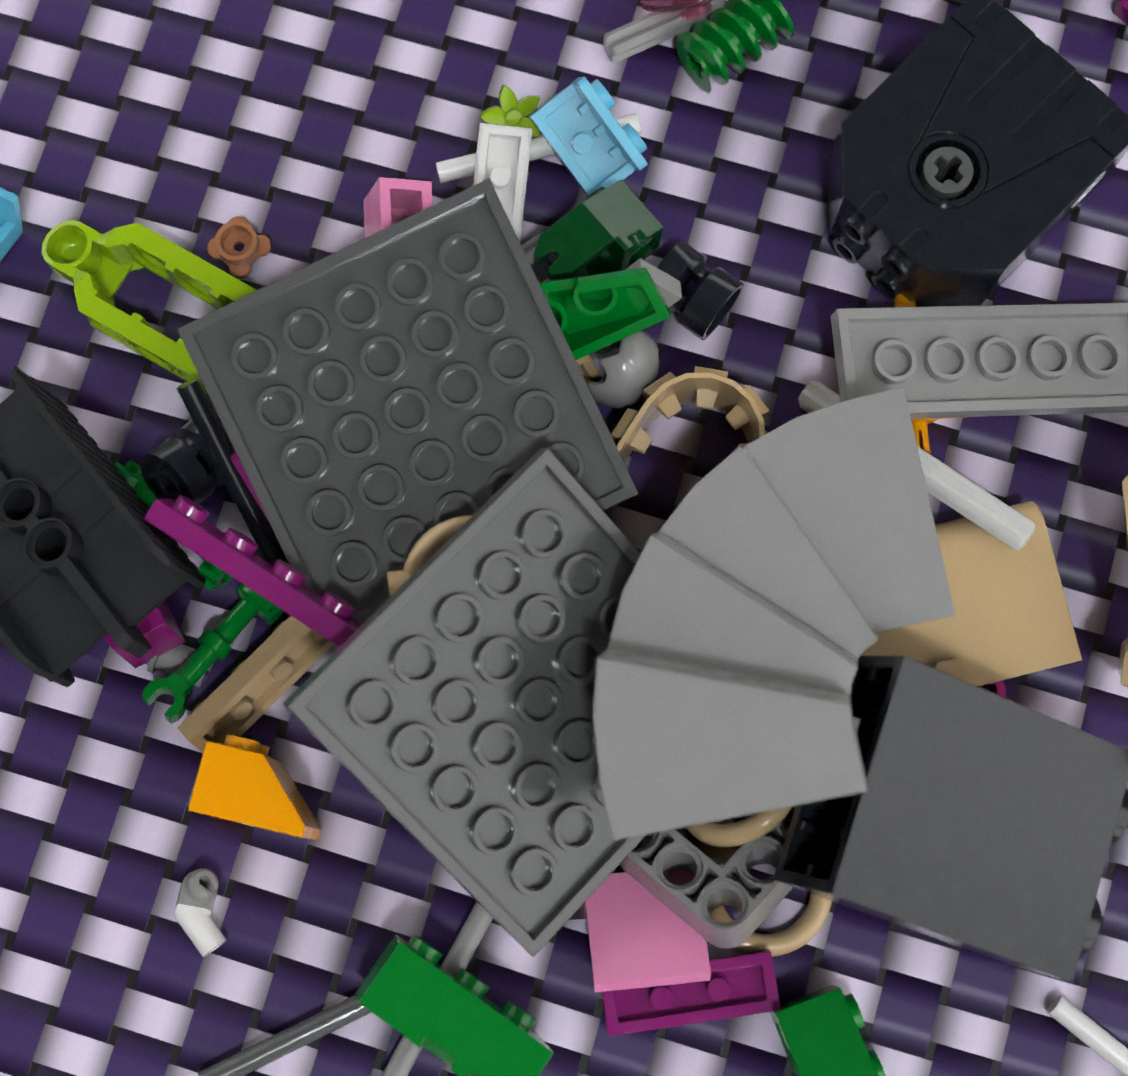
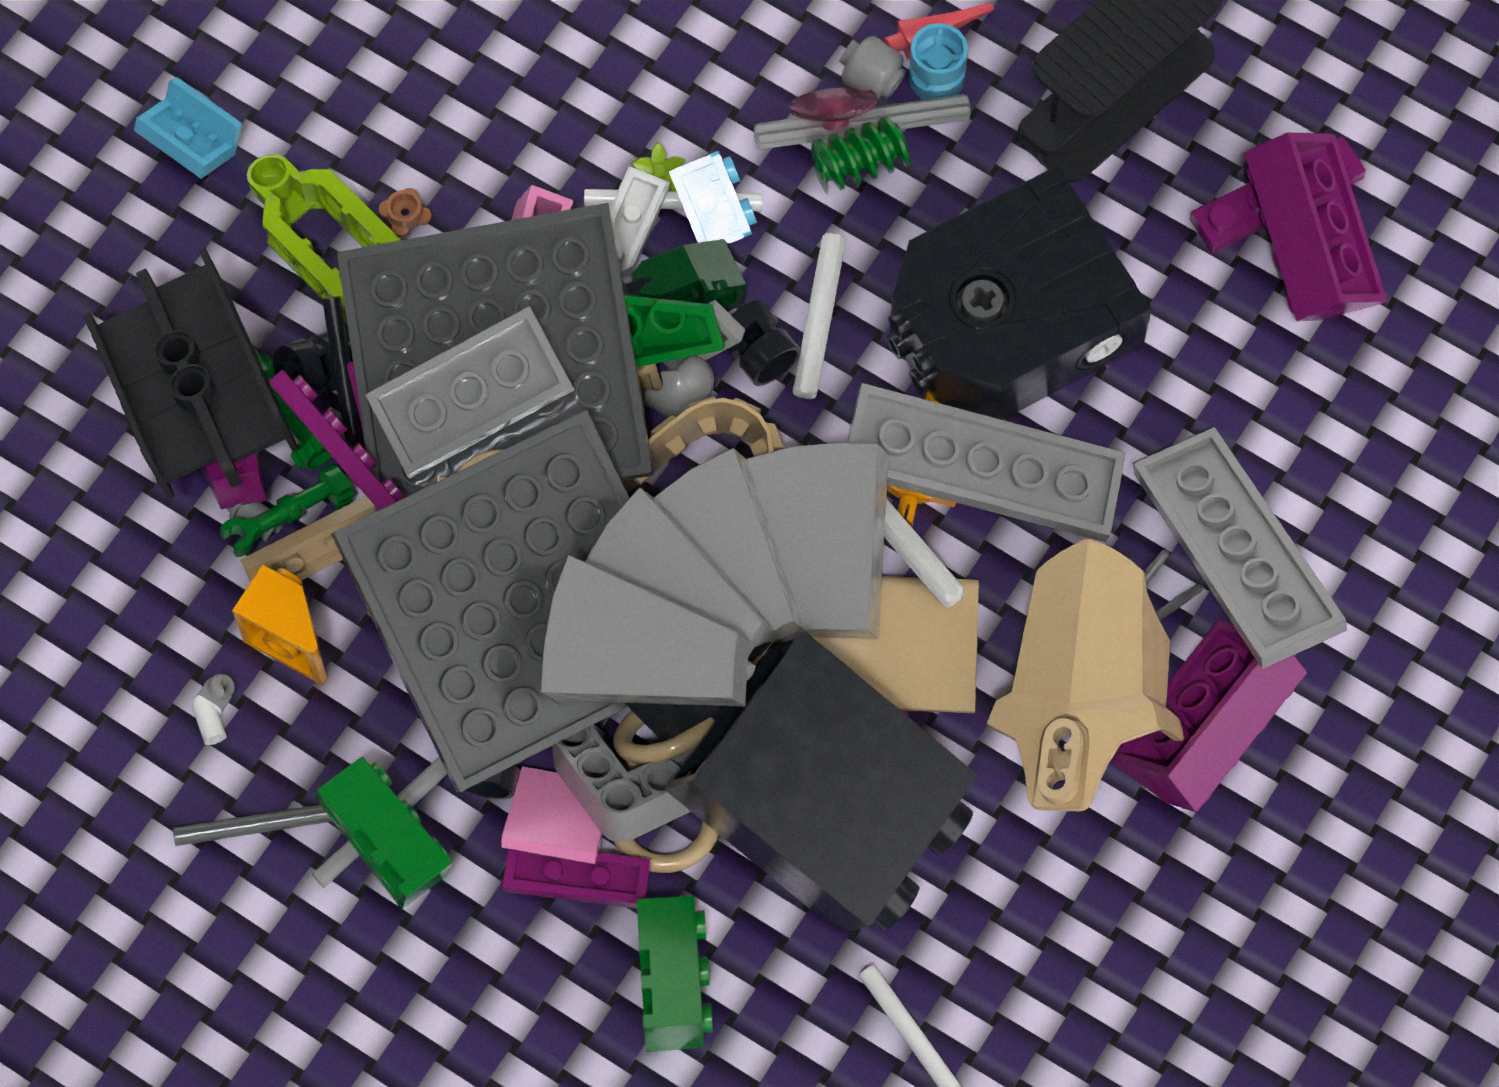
camera: 15 degrees right, 10 degrees down
(392, 459) = (469, 392): none -> light grey plate
(747, 238) = (819, 316): none -> white axle

